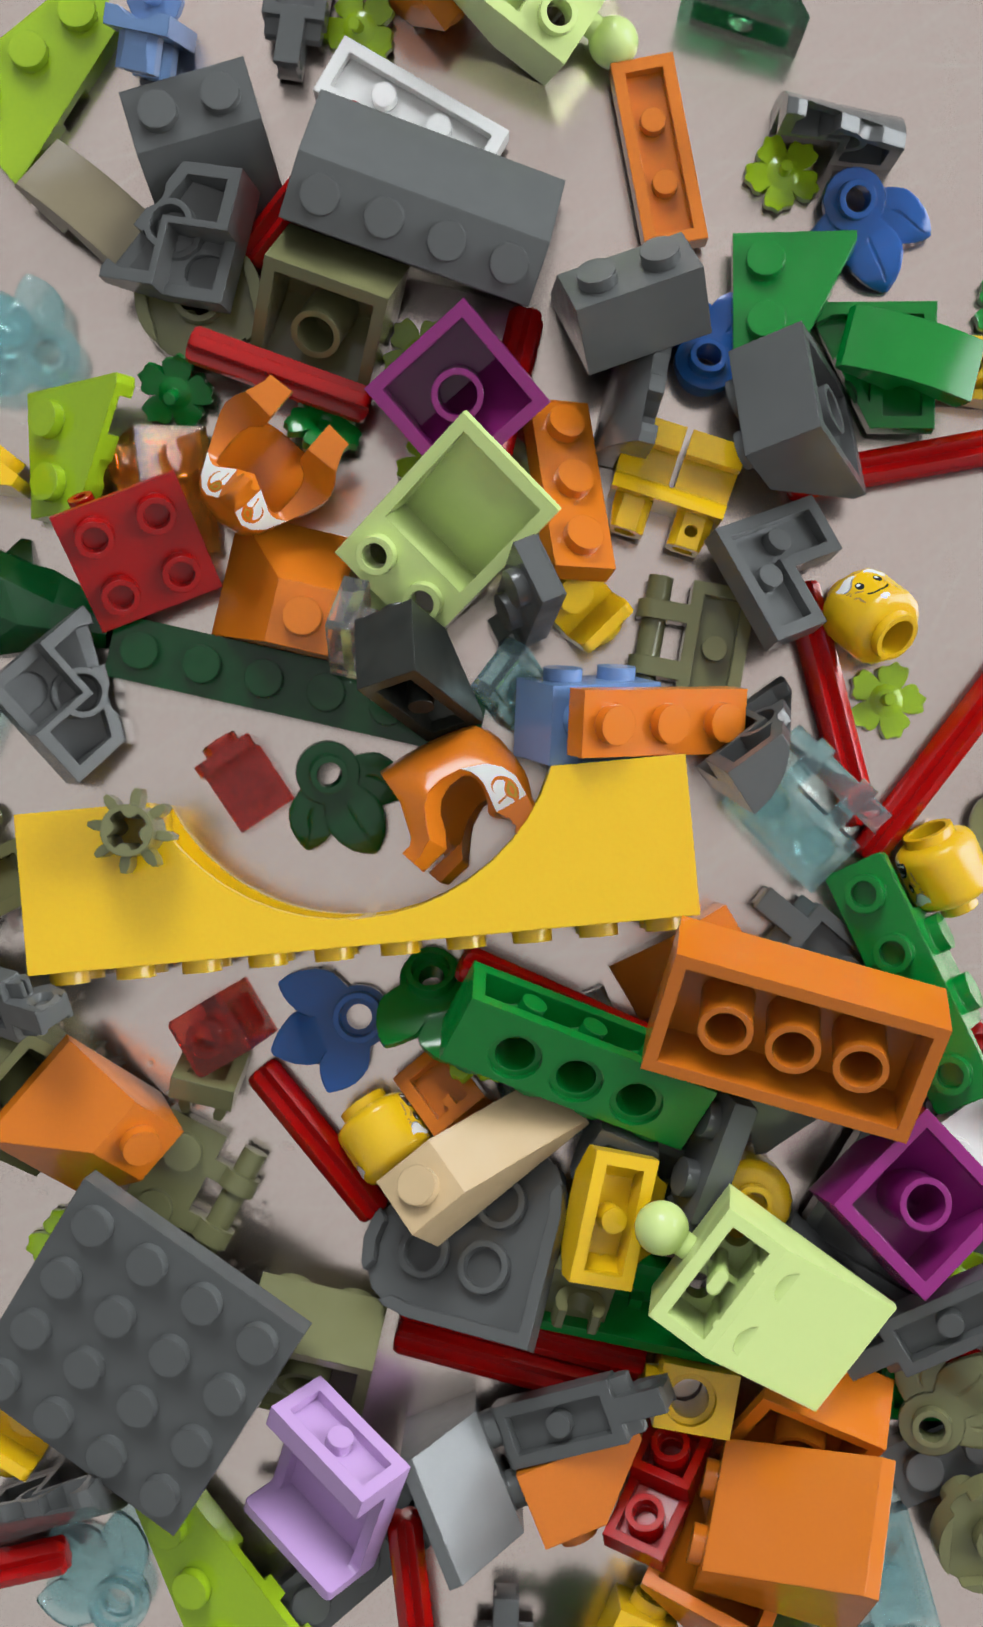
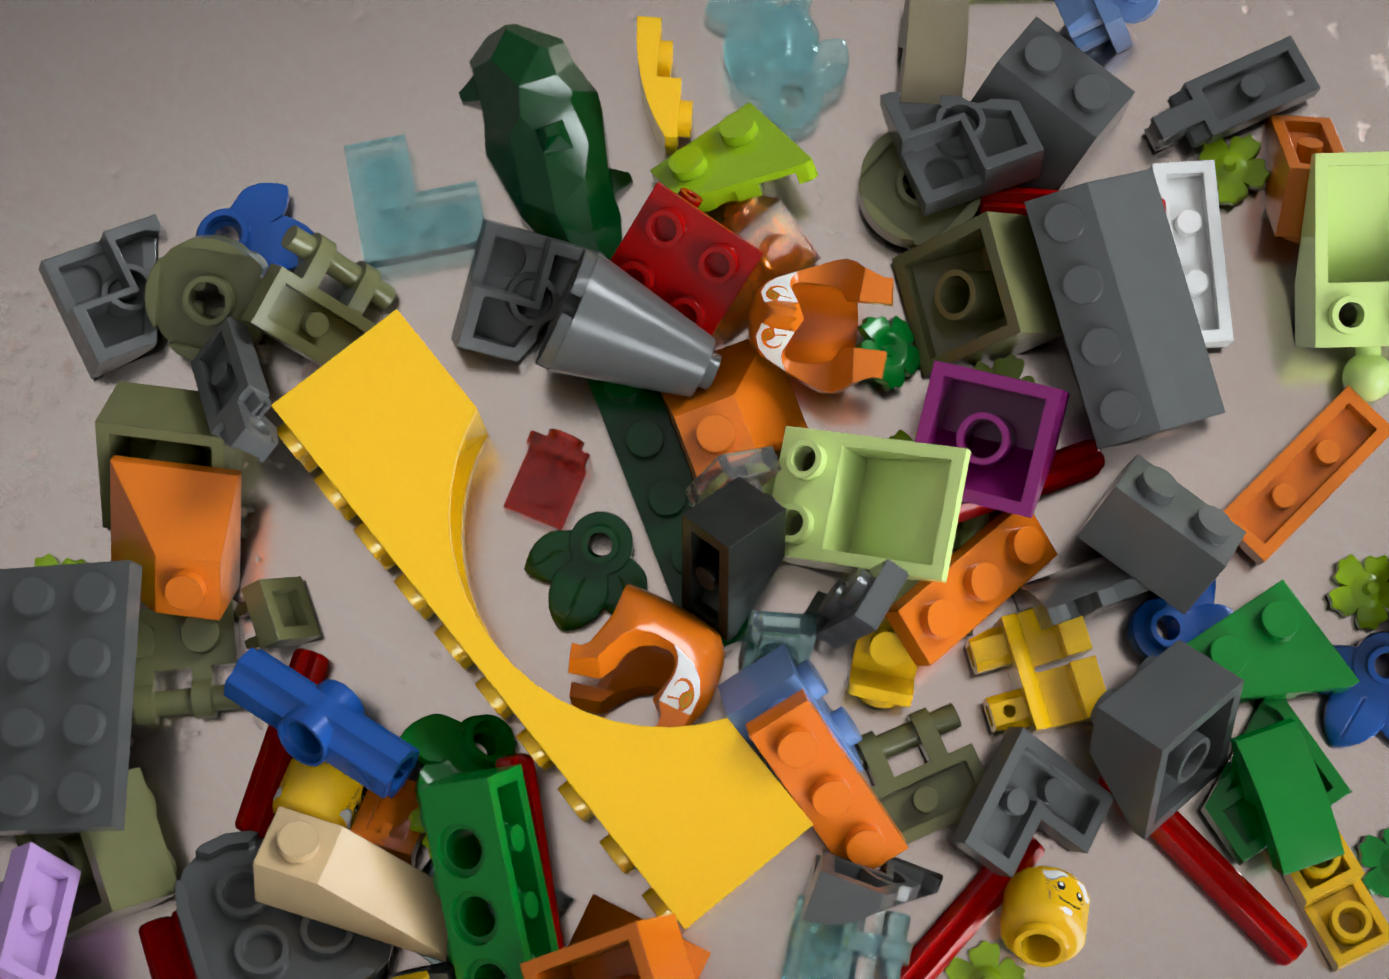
camera: 60 degrees right, 10 degrees down
(114, 826) = (439, 392): olive gear -> none
(164, 634) = (625, 334): none -> dark grey cone
(175, 391) = (832, 215): green plant -> none
(221, 1028) = (328, 595): clear red bracket -> none
(254, 364) = (909, 306): red axle -> none
(322, 1029) = (391, 676): blue plate -> none
(327, 1101) = (321, 722): none -> blue piece

